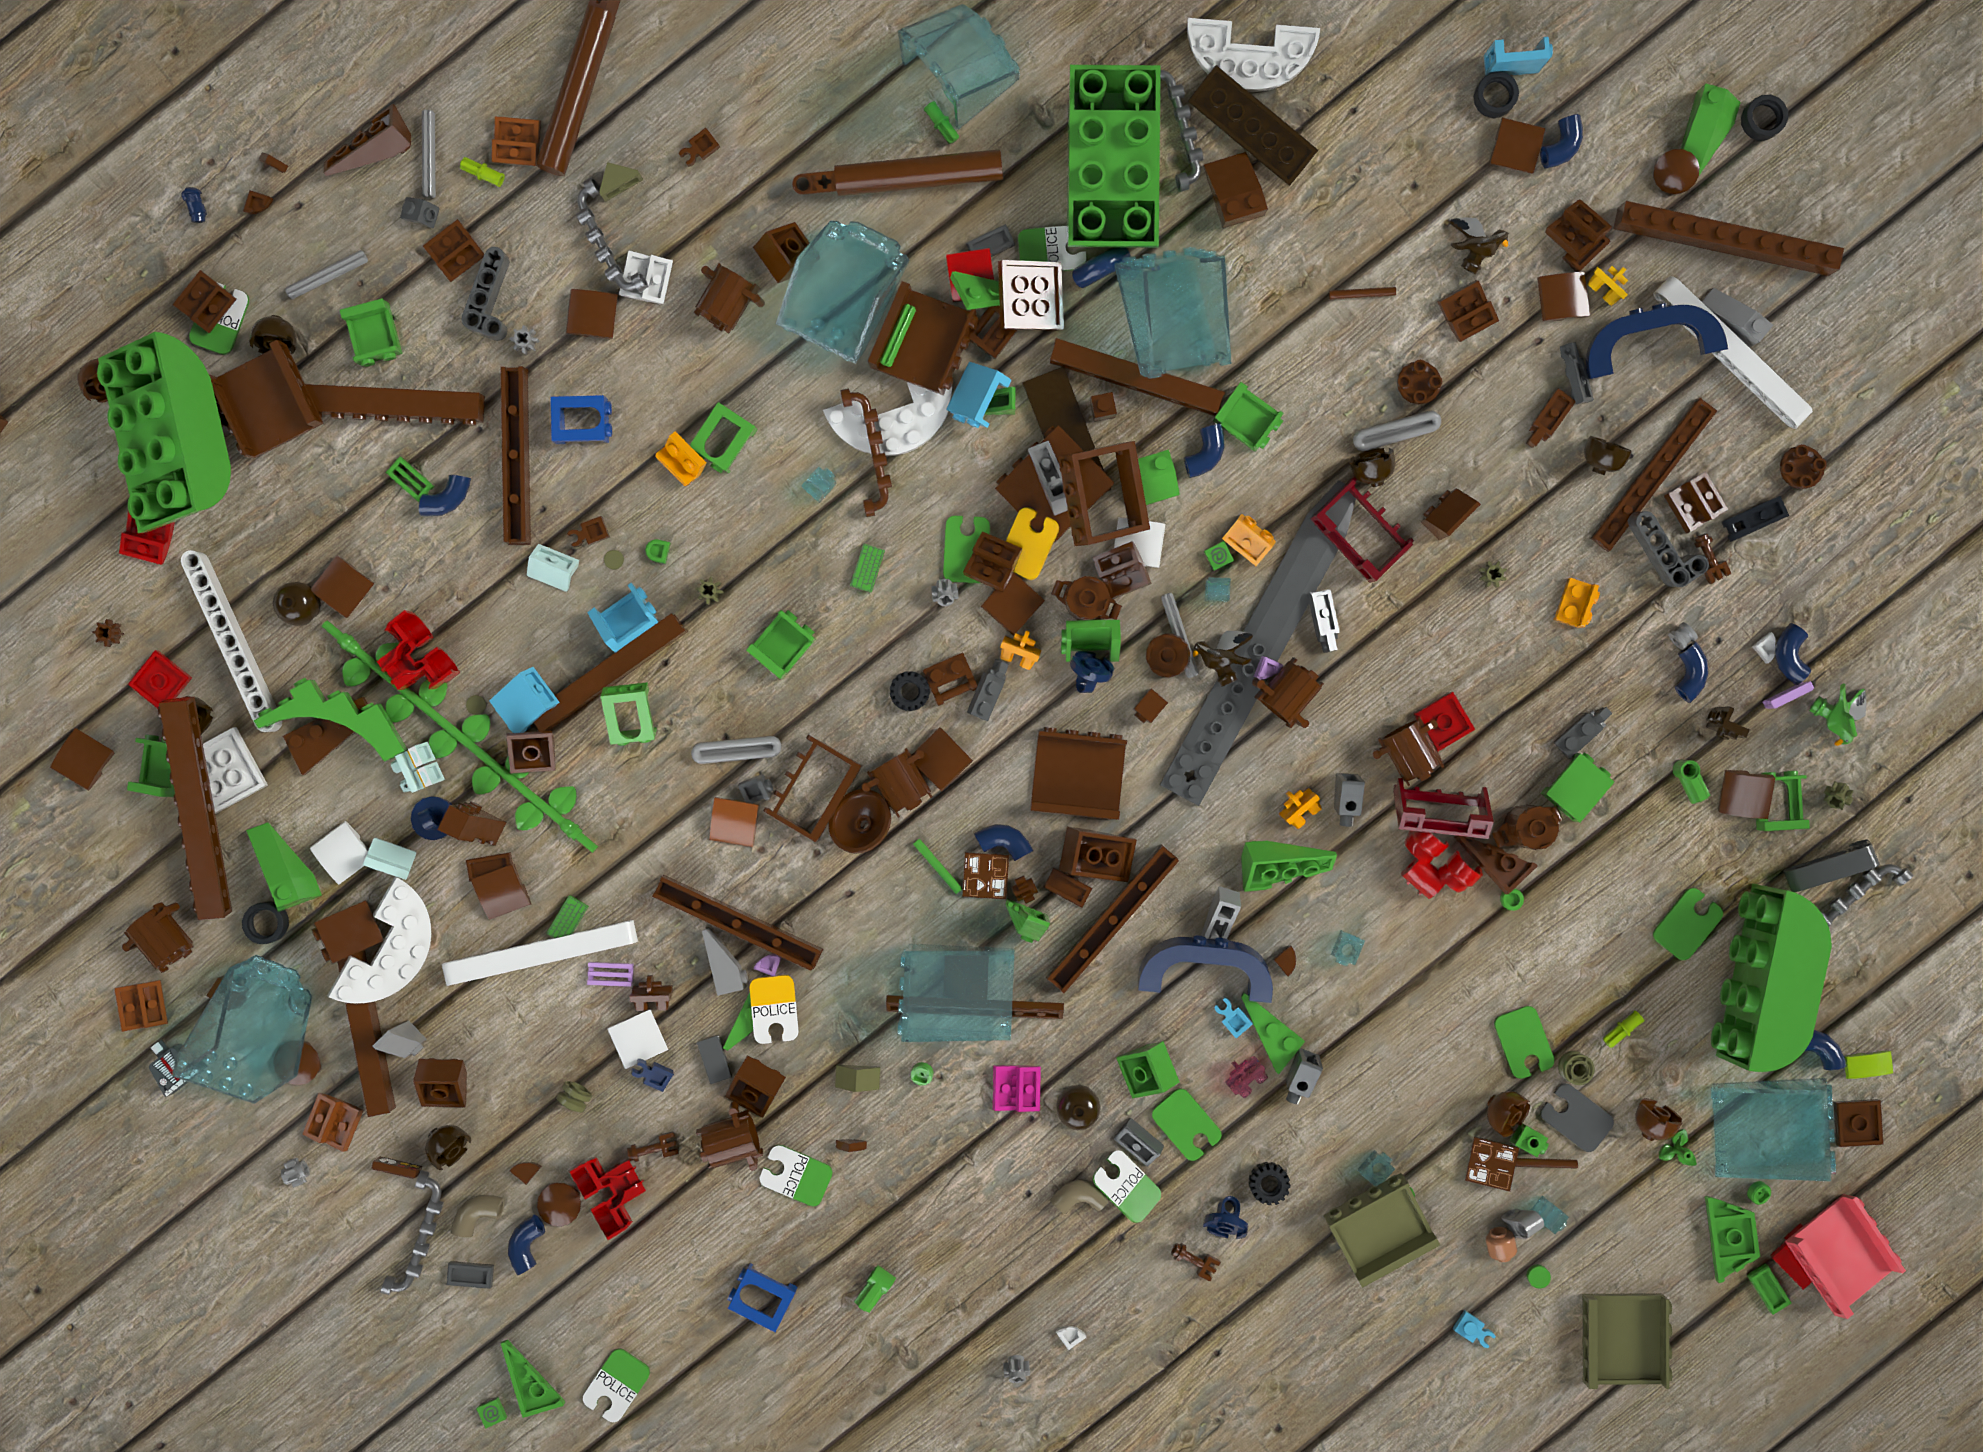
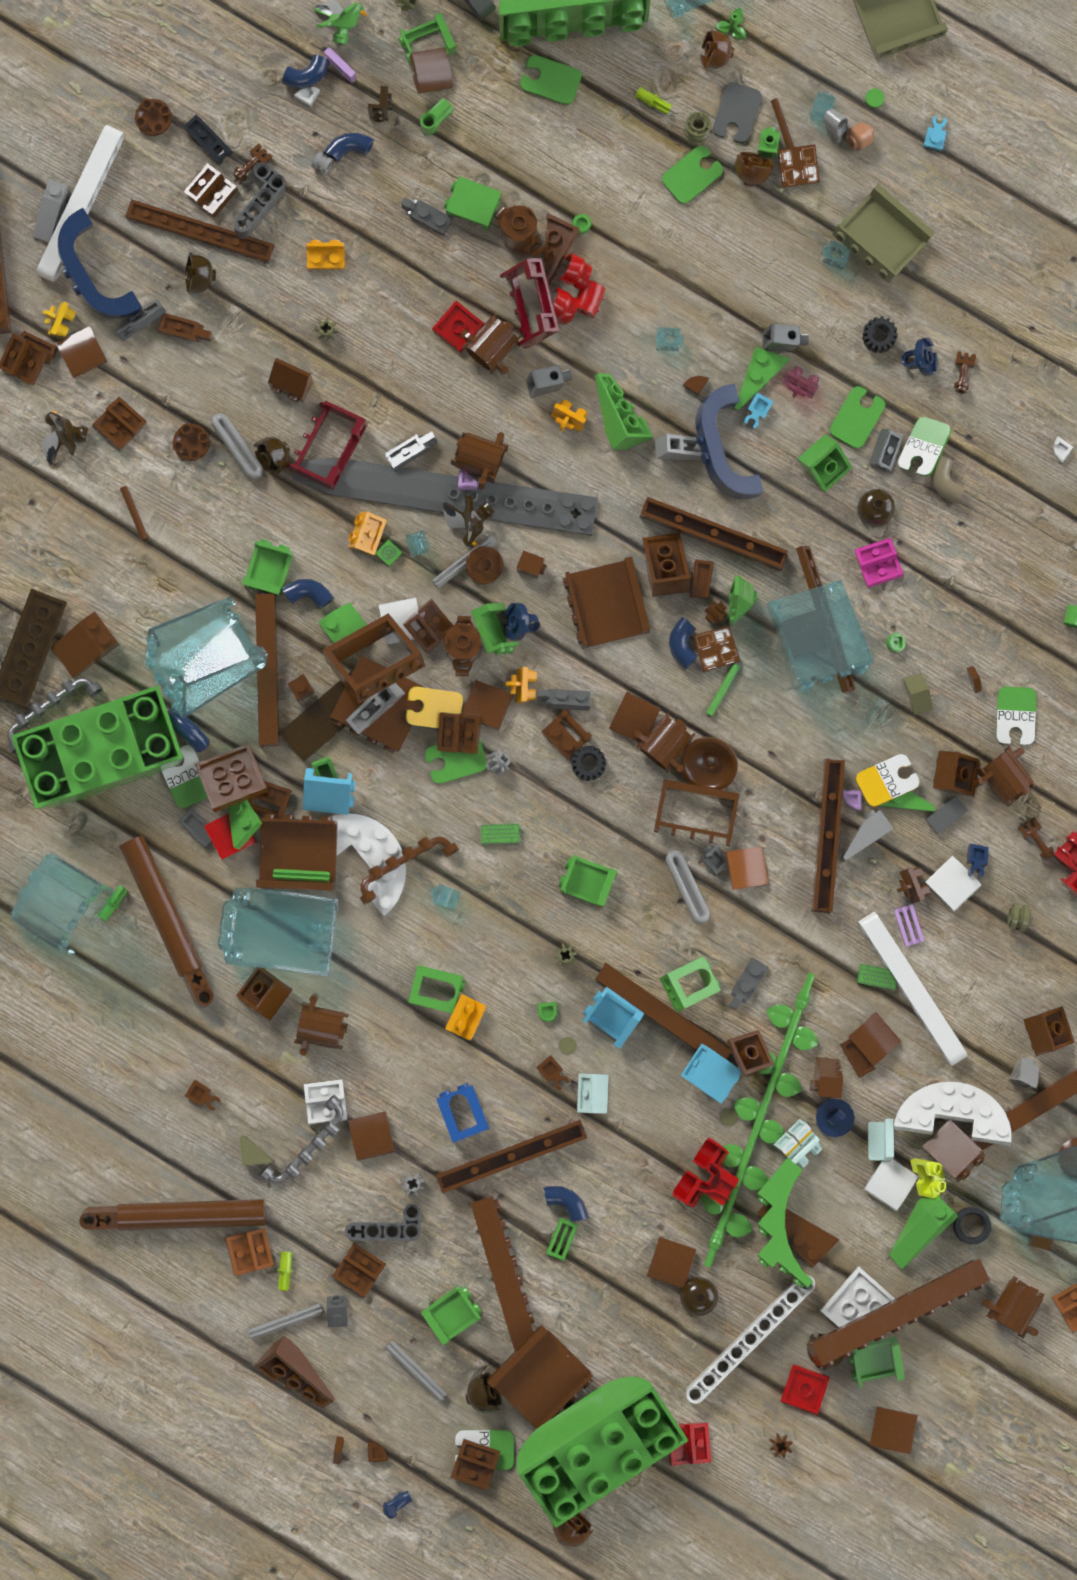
camera: 115 degrees left, 5 degrees down
(329, 896) = (931, 1177): none -> neon yellow cylinder
(611, 777) = (748, 982): none -> dark grey hinge

